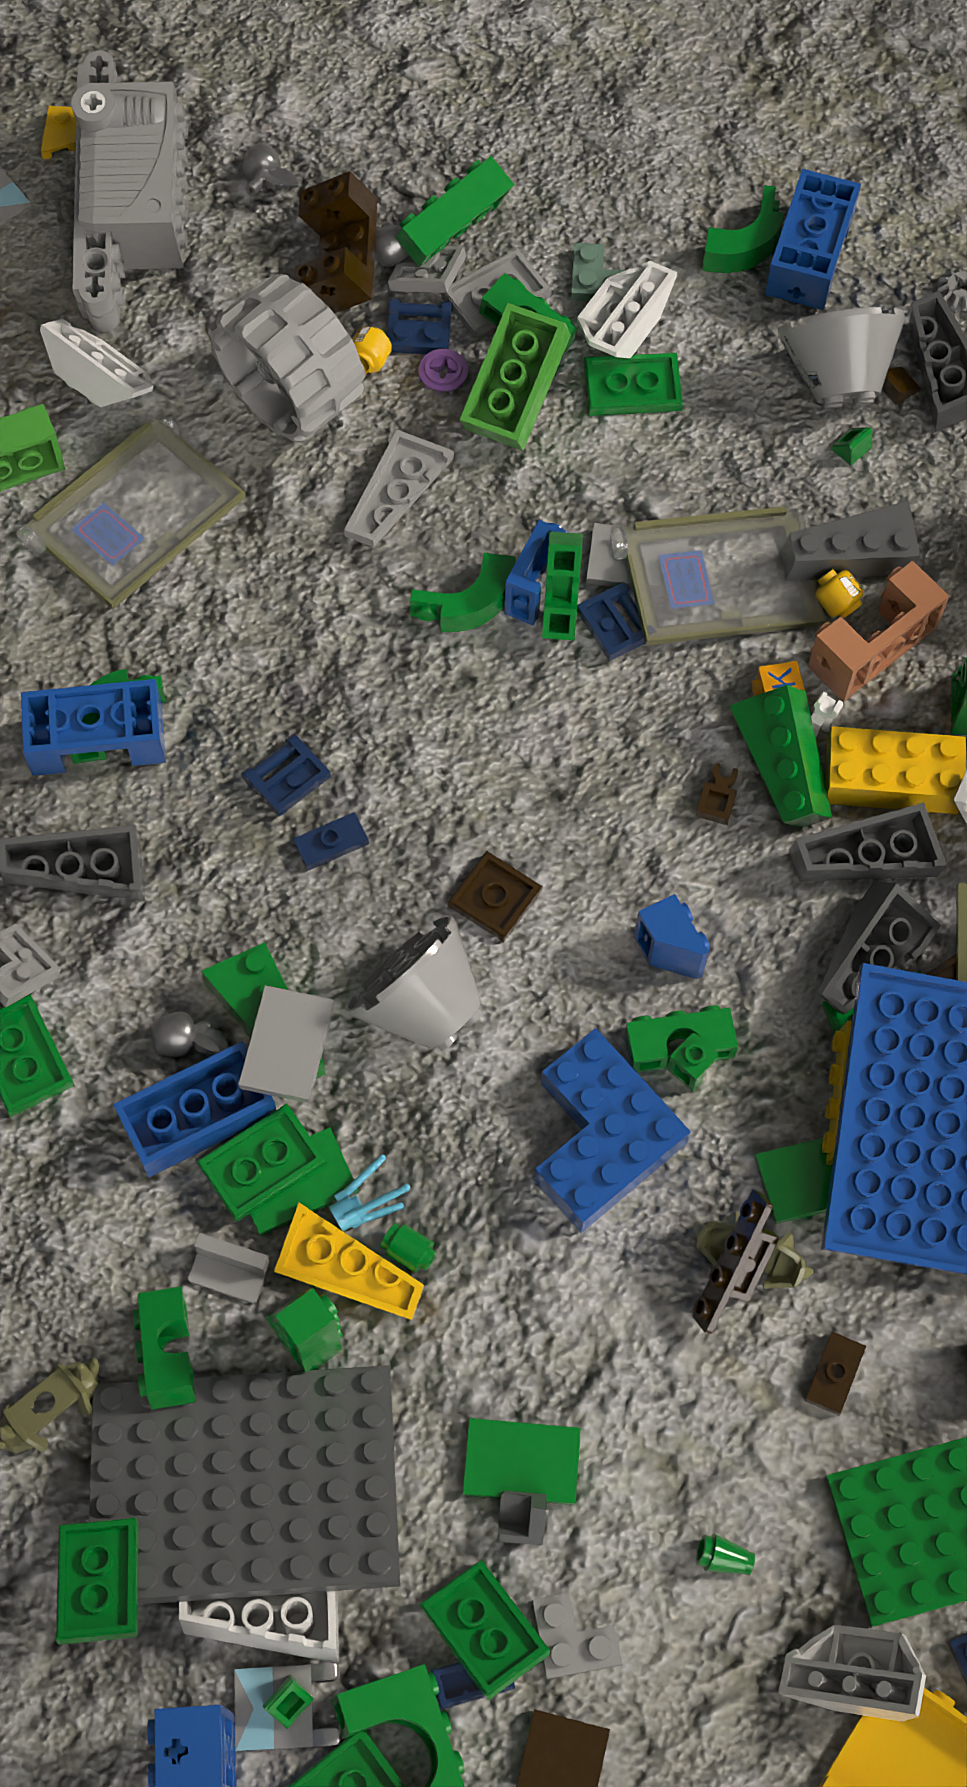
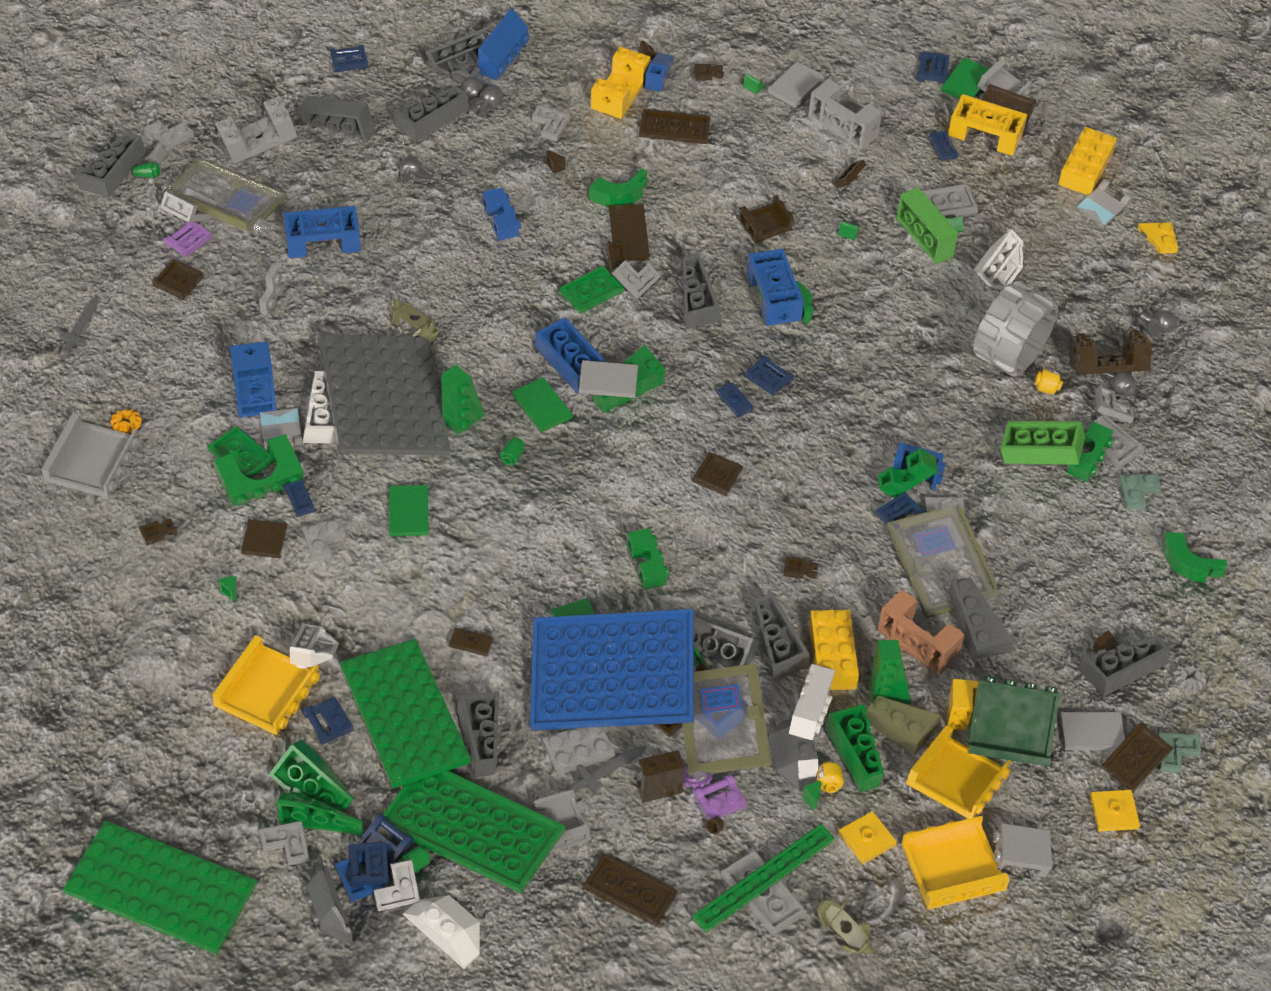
camera: 80 degrees right, 15 degrees down
(97, 1581) = (328, 333): green tile -> none
(125, 184) = (1113, 251): light grey piece -> none
(132, 512) = (914, 292): clear door -> none
(166, 1376) = (433, 354): green arch -> none
(178, 1035) = (610, 346): flat silver piece -> none
(229, 1268) = (492, 383): light grey panel -> none
(261, 1162) = (548, 386): green tile -> none
(288, 1702) = (283, 424): green slope -> none
(338, 1263) = (499, 425): yellow wing -> none
(352, 1213) = (529, 425): medium azure plant -> none
(398, 481) = (965, 405): light grey wing -> none
(418, 336) = (1068, 406): dark blue plate -> none
(422, 989) = (649, 434): light grey cone -> none
(433, 364) = (1051, 414): medium lavender gear -> none
(452, 213) = (1150, 403): green wedge -> none
(469, 607) = (888, 439): green arch -> none
(484, 1629) = (323, 497): green tile -> none
(522, 1517) = (379, 511): dark grey panel -> none
(622, 1134) = (585, 535): blue piece -> none
(626, 309) = (1107, 496): white wedge -> none
(633, 384) = (1066, 512): green tile -> none
(670, 939) = (704, 544): blue slope -> none
(691, 1061) = (632, 560): green bracket -> none
(723, 1556) = (369, 594): green cone -> none
(740, 1263) = (522, 586): dark brown bracket -> none
(776, 676) = (876, 591): light orange brick -> none
(785, 1264) = (536, 584): olive piece -> none
(786, 752) = (828, 592): green wedge -> none
(808, 258) = (1174, 578): blue plate -> none
(825, 713) = (860, 611): white plate -> none
(839, 593) = (943, 614): yellow head -> none
(844, 353) = (1105, 601): light grey cone -> none
(853, 444) = (1054, 625): green slope -> none

